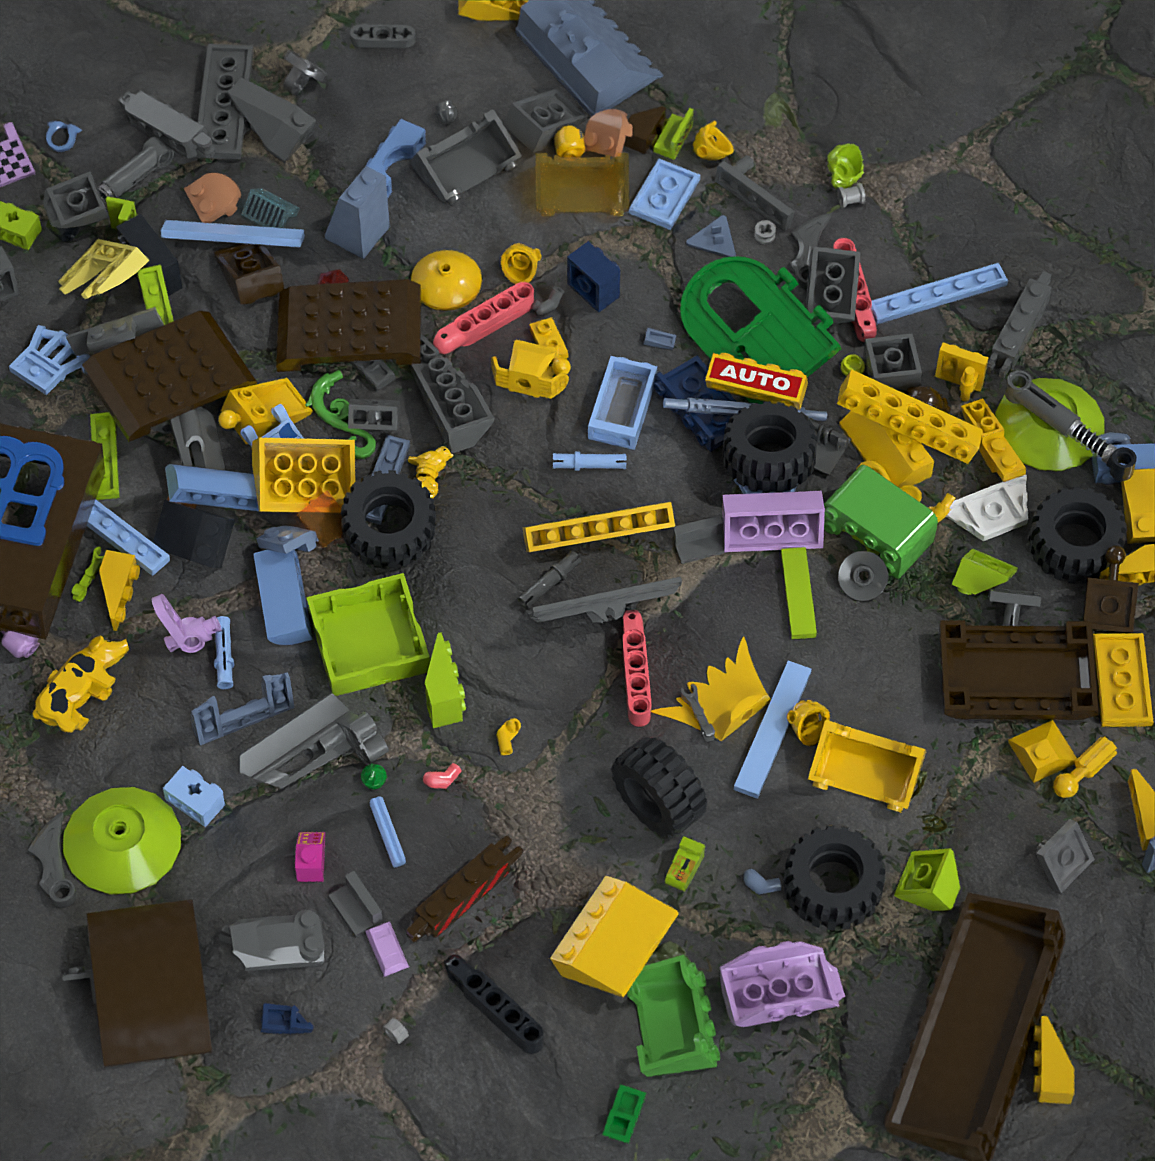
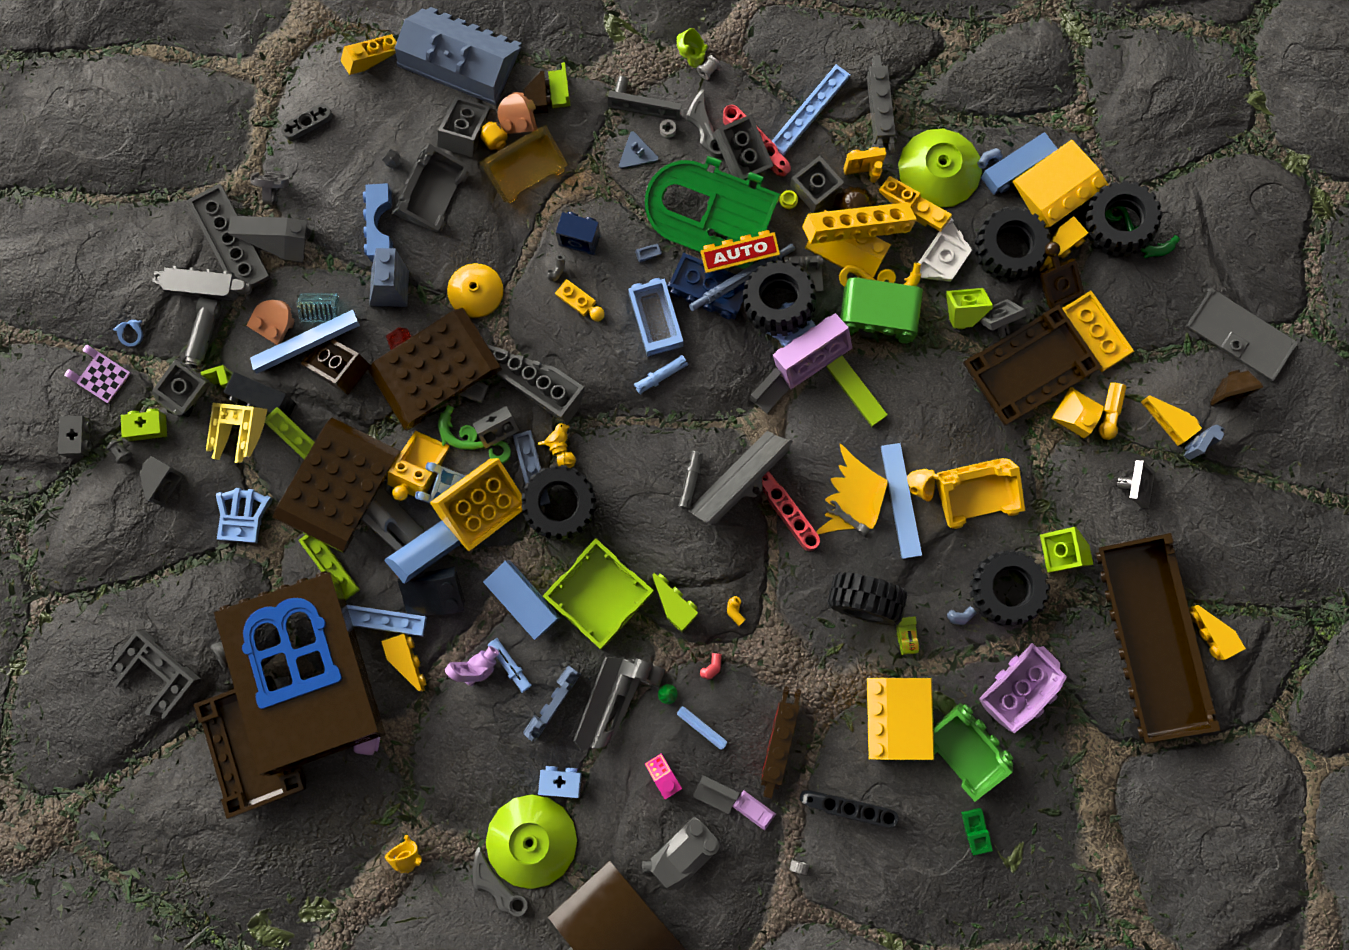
camera: 30 degrees left, 20 degrees up
(76, 681) = (425, 752): yellow animal -> none
(79, 590) = (380, 677): lime piece -> none
(114, 331) = (278, 476): dark grey bracket -> none
(283, 1020) = (720, 903): dark blue slope -> none
(287, 538) = (501, 558): sand blue slope -> none
(323, 517) = (512, 525): clear orange piece -> none
(492, 311) = (510, 335): coral piece -> none
(520, 263) = (520, 250): yellow helmet -> none
(530, 371) = (579, 328): yellow piece -> none
(598, 527) = (701, 423): yellow brick -> none
(664, 194) = (581, 137): light blue tile -> none
(707, 147) = (591, 84): yellow helmet -> none
(850, 575) = (895, 362): dark grey dish -> none
(1068, 424) = (963, 167): piece -> none

